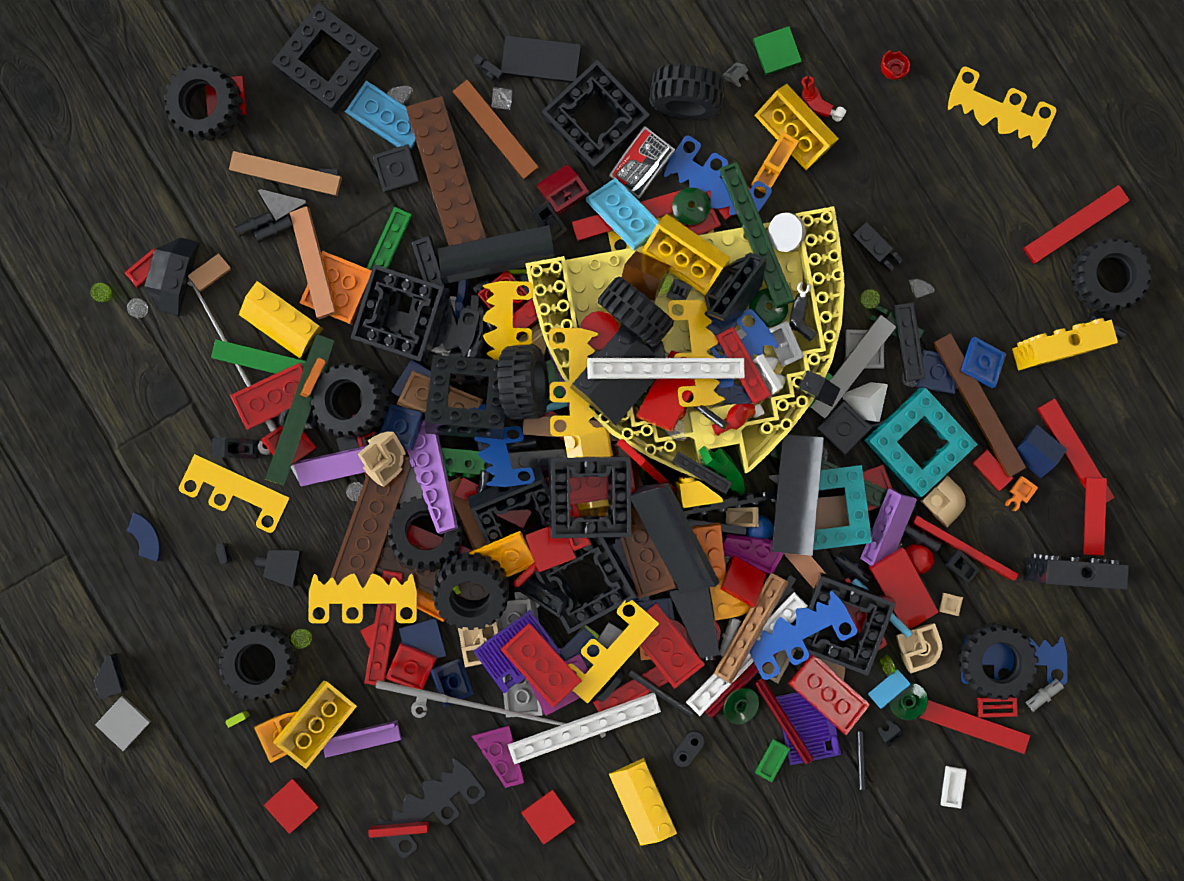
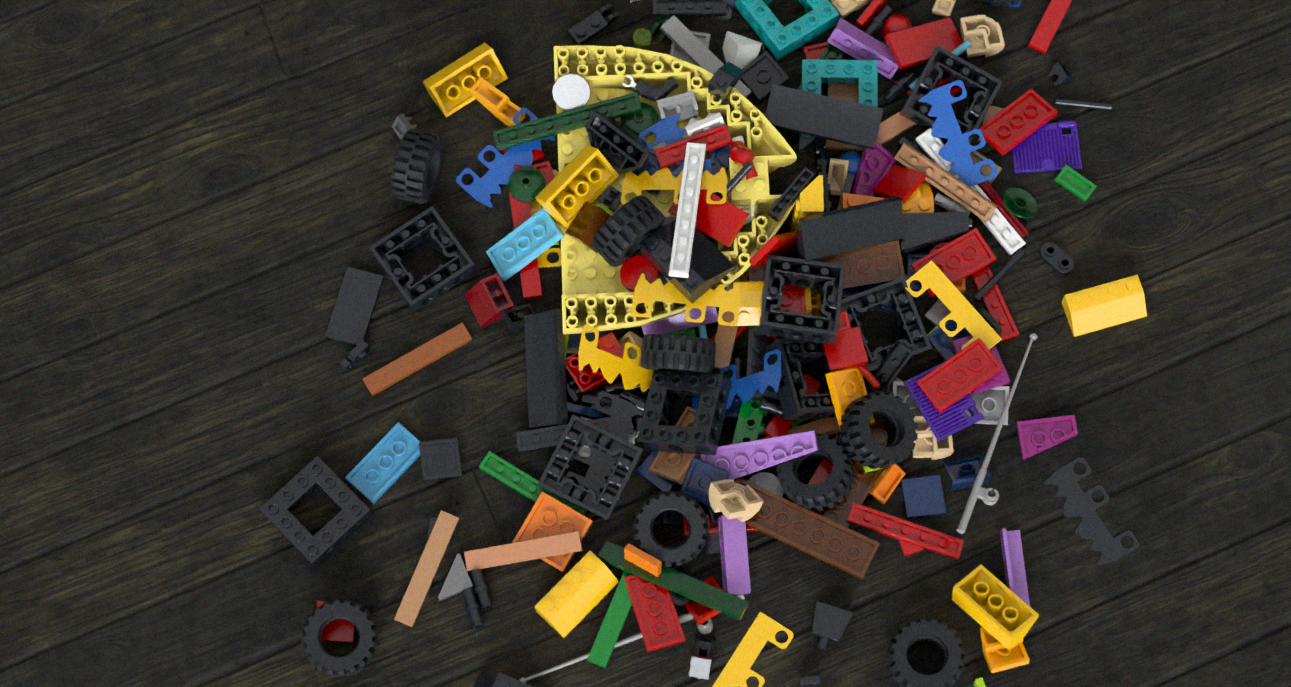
camera: 80 degrees left, 15 degrees down
(209, 272) = (516, 660): medium nougat tile -> none
(291, 805) = (1075, 648): red tile -> none
(301, 638) = (905, 615): clear neon green tile -> none
(351, 594) = (868, 550): yellow piece -> none
(353, 490) = (762, 542): clear tile -> none
(399, 829) = (1109, 541): red tile -> none
(400, 93) = (363, 446): clear tile -> none
(411, 667) = (946, 508): red tile -> none
(445, 171) = (452, 411): reddish brown plate -> none
(502, 98) = (387, 348): clear tile -> none
(548, 816) = (1110, 398): red tile -> none
(584, 728) = (1026, 350): white tile -> none
(642, 162) = (474, 223): slope -> none
(724, 467) = (783, 179): green slope -> none
(777, 50) = (387, 88): green tile -> none
(784, 721) = (1038, 166): dark red axle -> none
(814, 101) = (439, 61): red arm -> none
(887, 665) = (995, 67): clear neon green tile -> none
(889, 689) = (1018, 70): dark azure tile -> none
(915, 694) = (1023, 53): dark green dish -> none
(953, 787) = (1117, 27): white tile -> none

